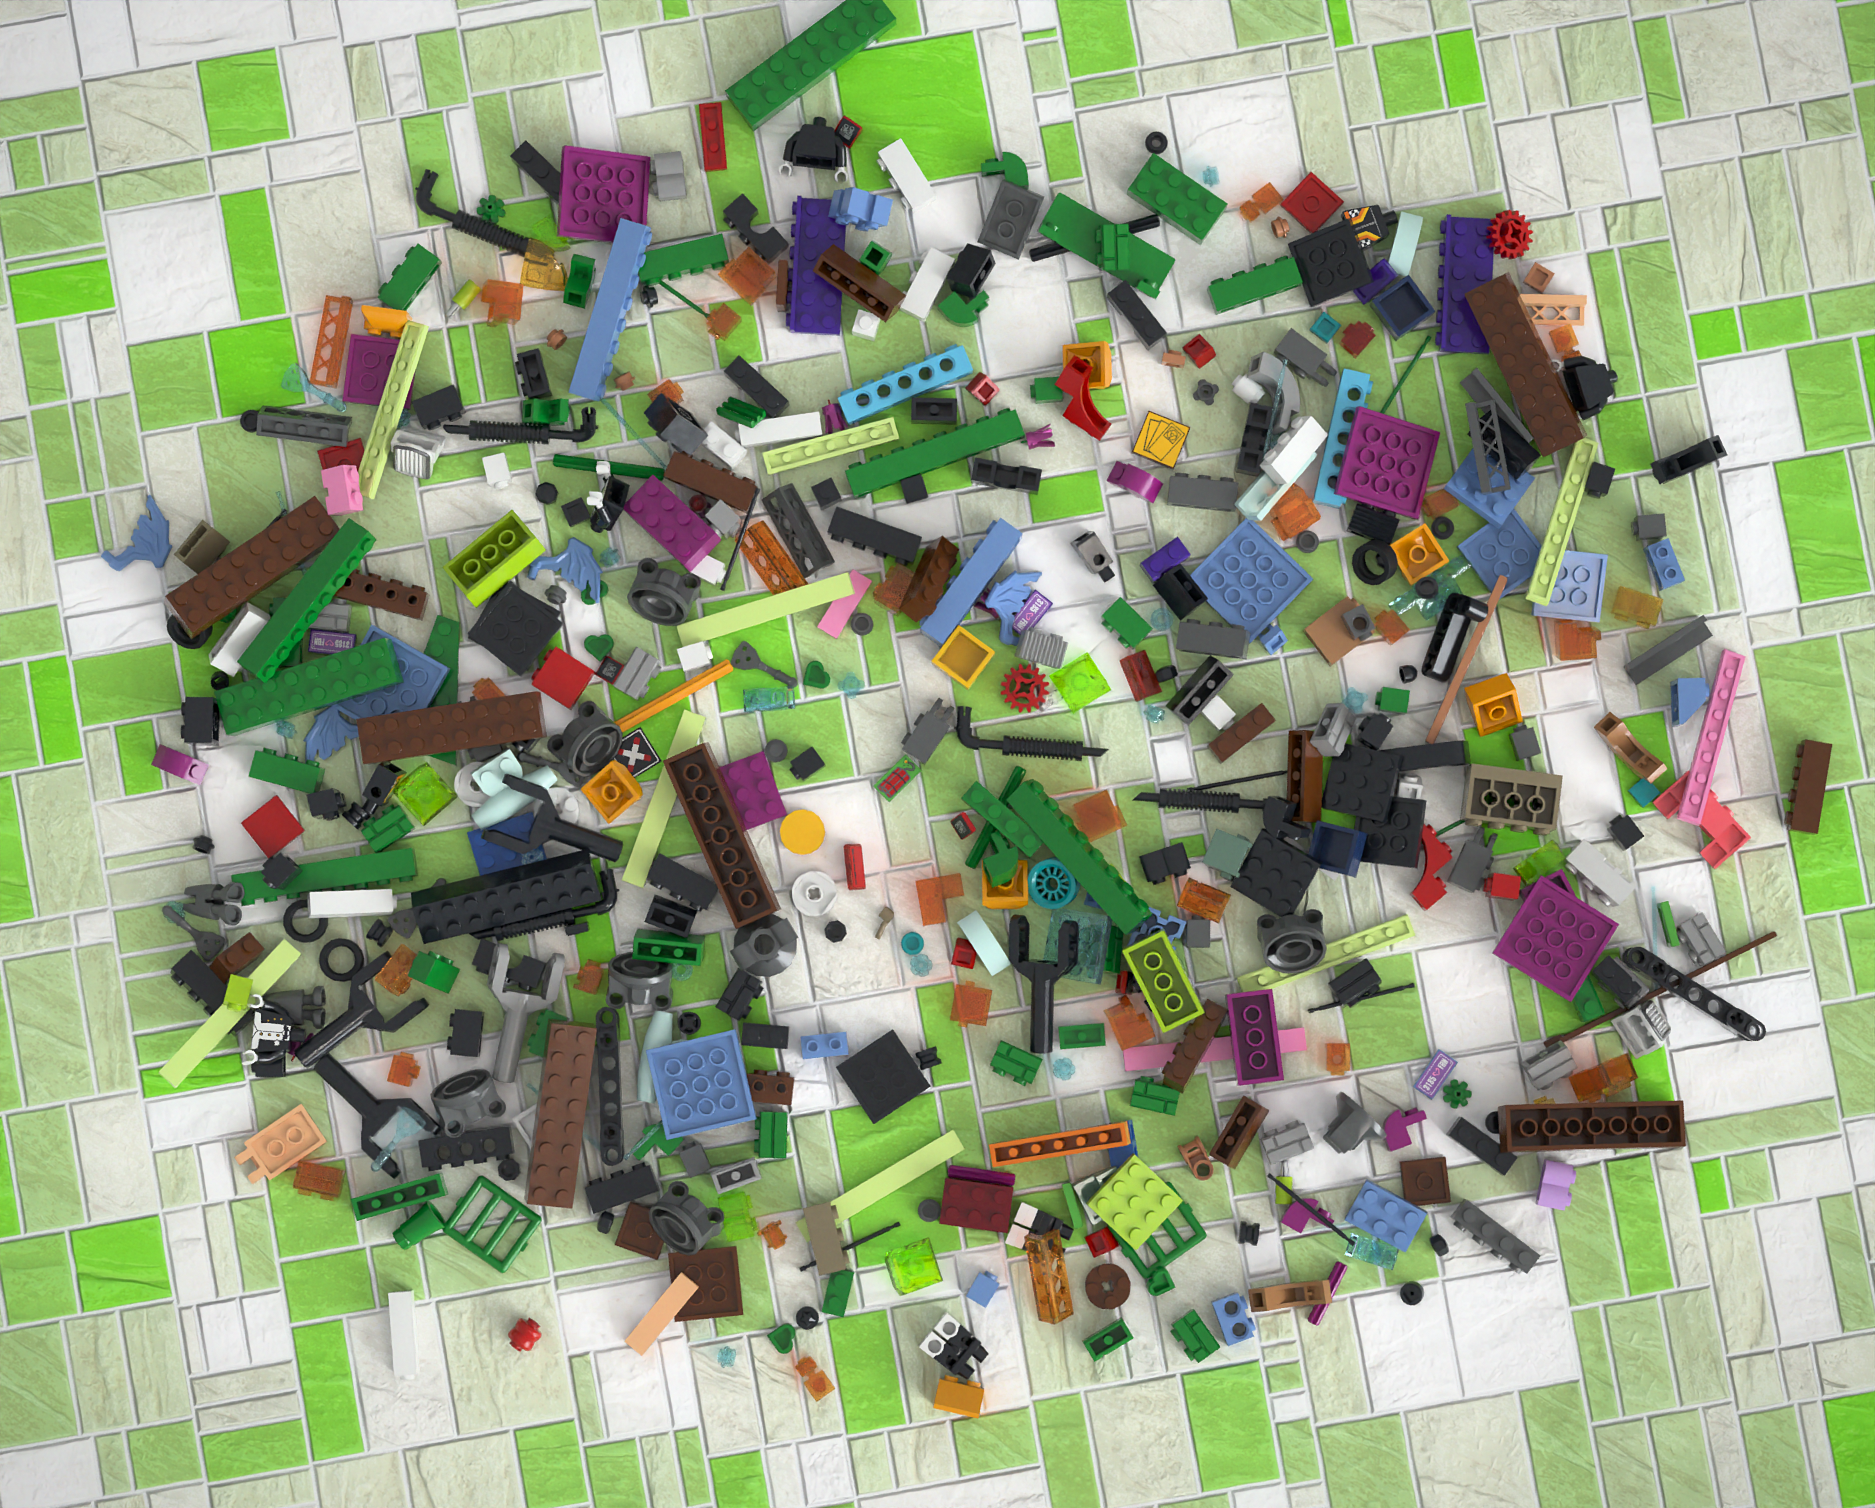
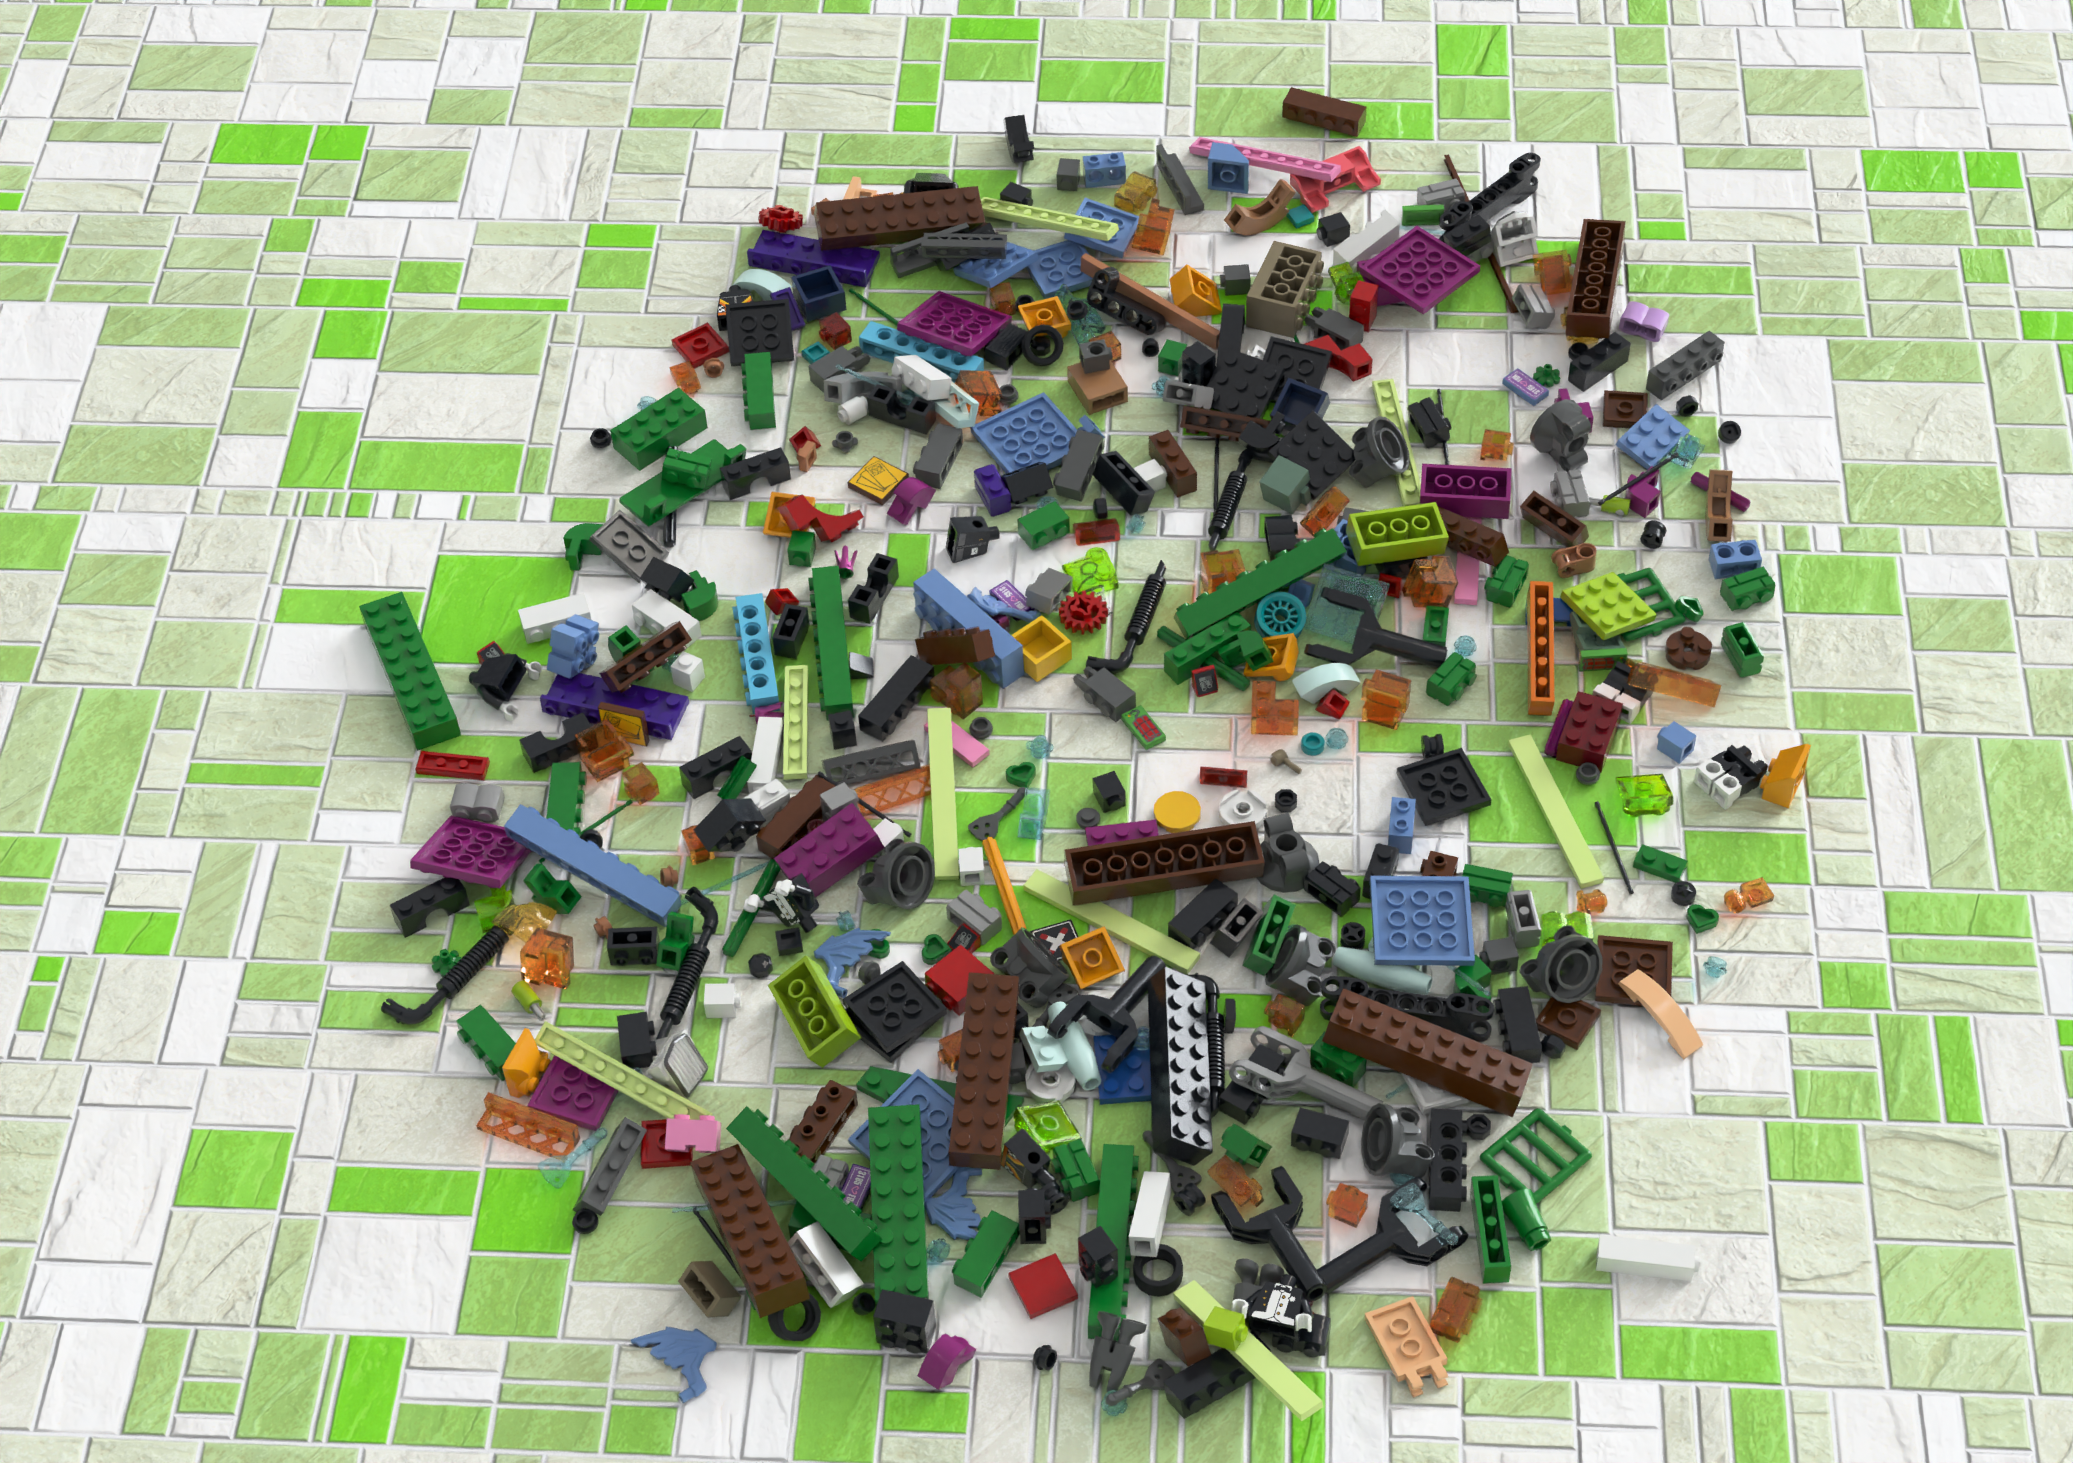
camera: 75 degrees left, 35 degrees down
(324, 955) = (1210, 1225): black tyre -> none
(524, 1334) = (1664, 1142): red piece -> none
(826, 1238) = (1603, 854): dark tan brick -> none
(1101, 1242) = (1643, 647): red slope -> none
(1587, 1002) = (1485, 279): green brick -> none

